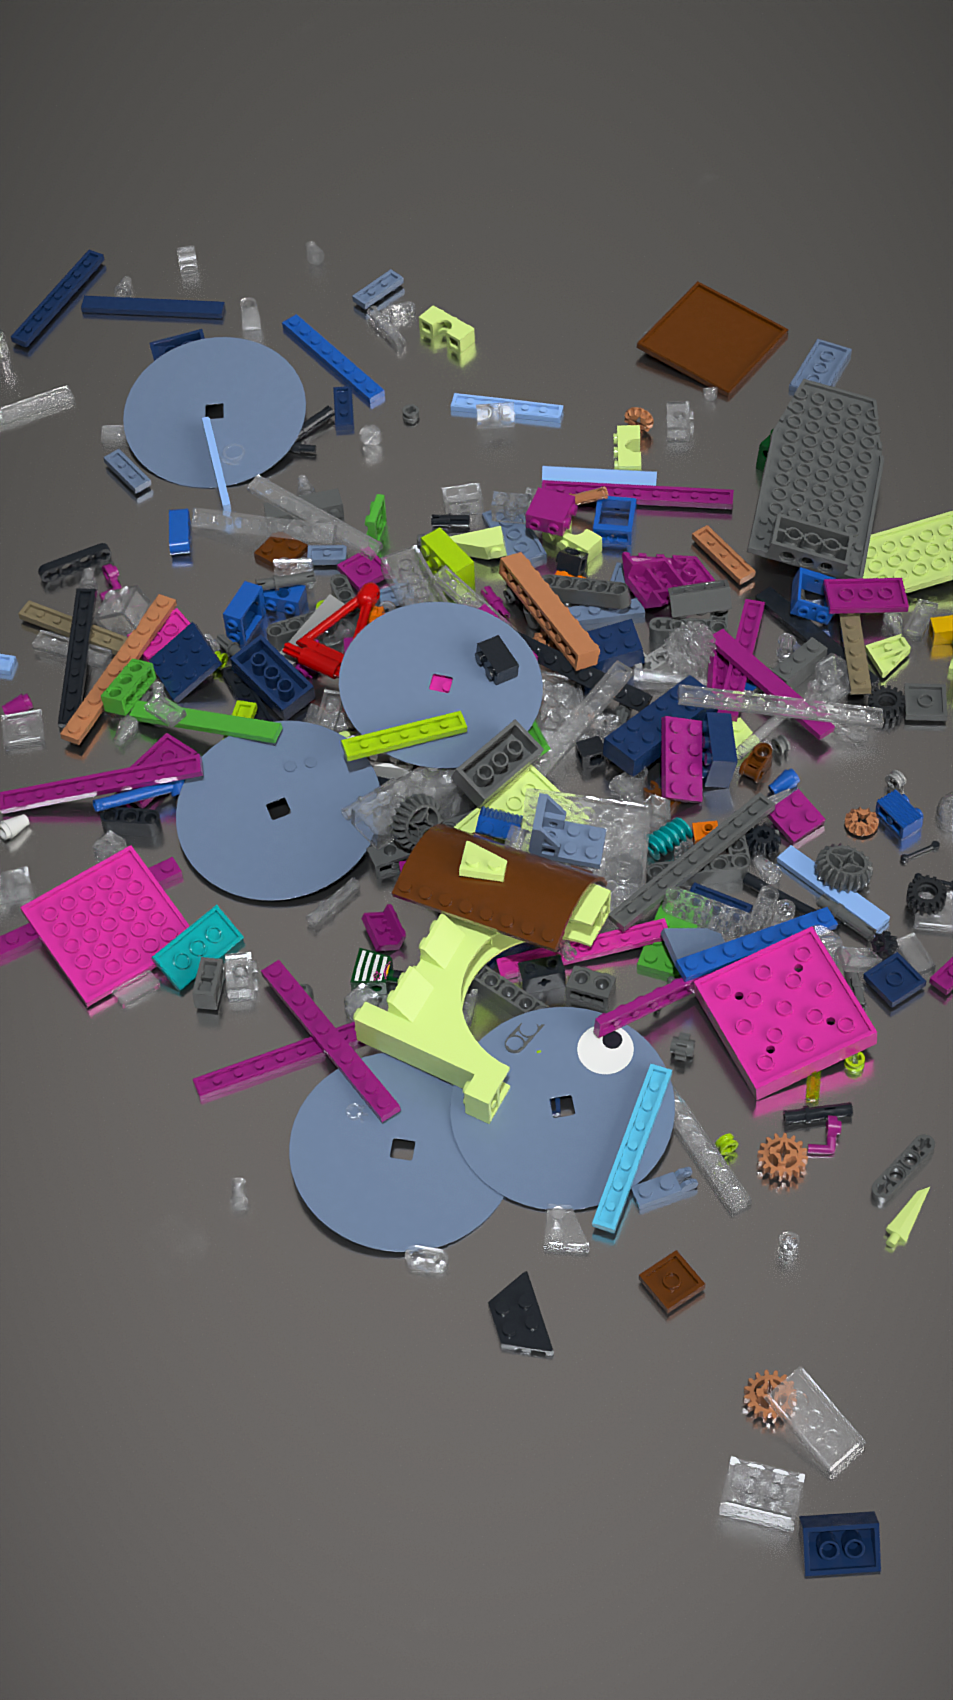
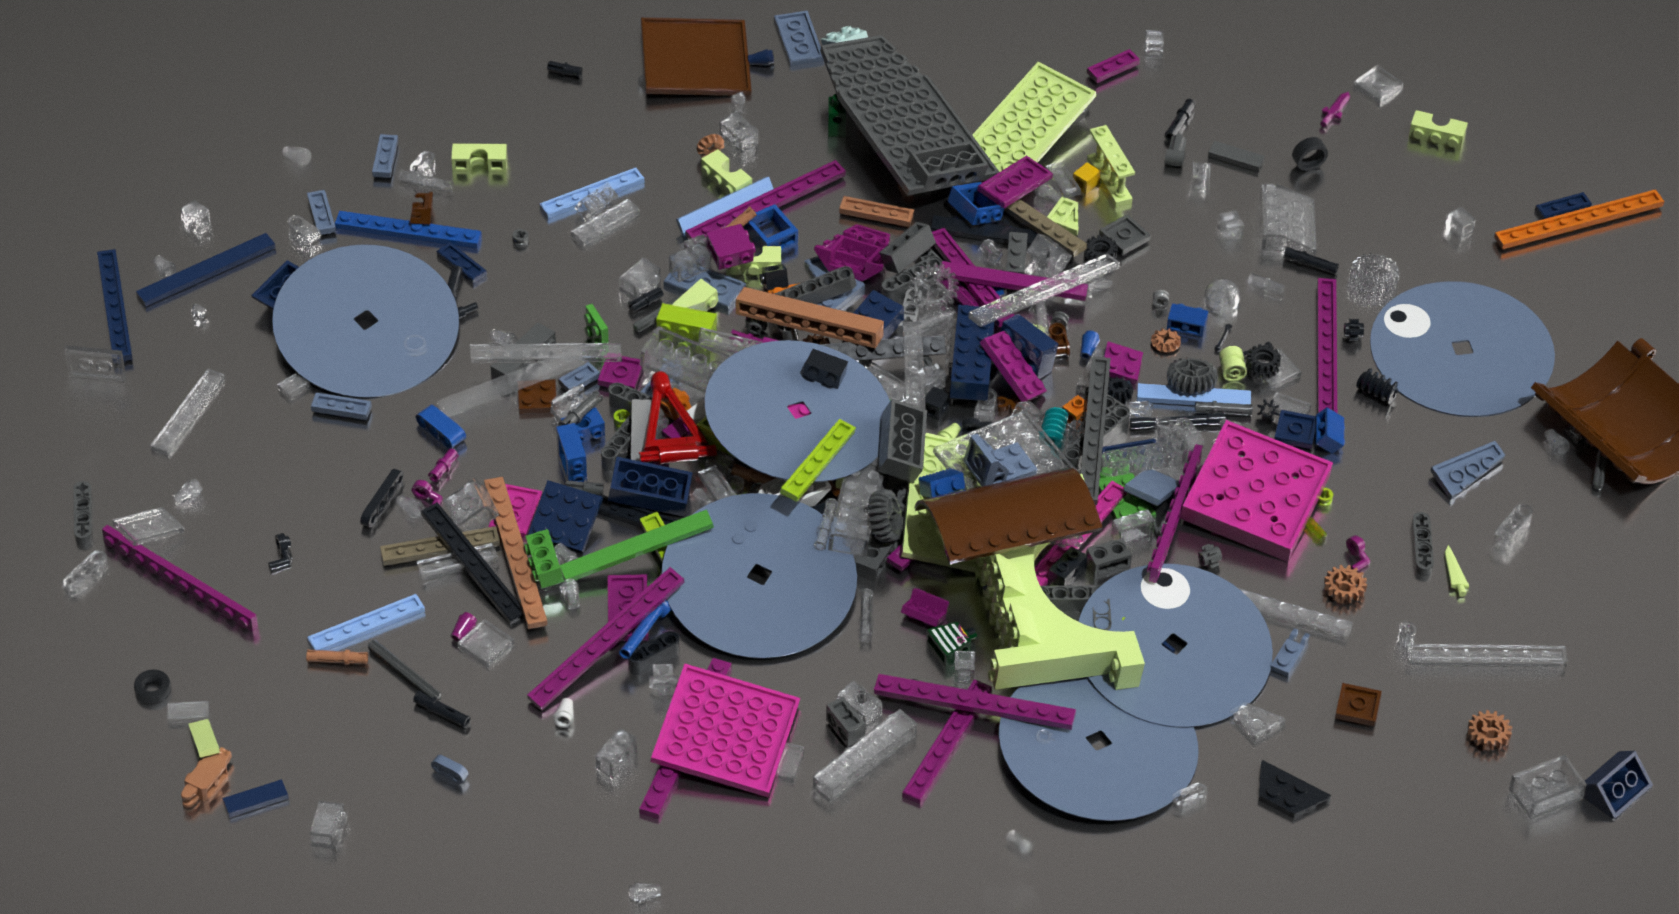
camera: 45 degrees left, 5 degrees down
(111, 335) = (198, 311): none -> clear hinge
(148, 564) = (443, 465): none -> magenta pin
(165, 710) = (599, 555): clear plate -> none
(196, 1024) = (864, 755): none -> clear brick
(207, 937) = (807, 704): teal tile -> none
(216, 464) = (417, 359): light blue tile -> none
(281, 308) = (321, 212): none -> sand blue plate
(356, 348) = (422, 211): none -> reddish brown hinge
(371, 435) = (513, 270): clear gear -> none
(482, 863) = (996, 501): yellowish green wing -> none
(491, 437) = (605, 222): none -> clear plate
(518, 837) = (973, 479): clear brick -> none
(573, 786) = (951, 431): none -> yellowish green cone
(595, 293) = (565, 69): none -> black axle
(601, 791) = (973, 424): none -> black plate
(632, 1148) = (1250, 638): medium azure plate -> none
(640, 973) = (1133, 527): none -> clear brick
(726, 1144) = (1302, 598): lime bush -> none
(737, 949) = (1193, 458): blue plate -> none
(768, 369) = (762, 57): none -> dark blue cone
(810, 1114) = (1331, 547): black pin -> none
(815, 1420) = (1532, 723): clear tile -> none
(848, 1321) = (1486, 655): none -> clear plate
(857, 959) = (1264, 427): clear slope -> none
(861, 387) = (846, 34): none -> light aqua plate
(896, 880) = (1232, 363): none -> yellowish green wheel
(922, 1001) = (1330, 430): none -> blue brick

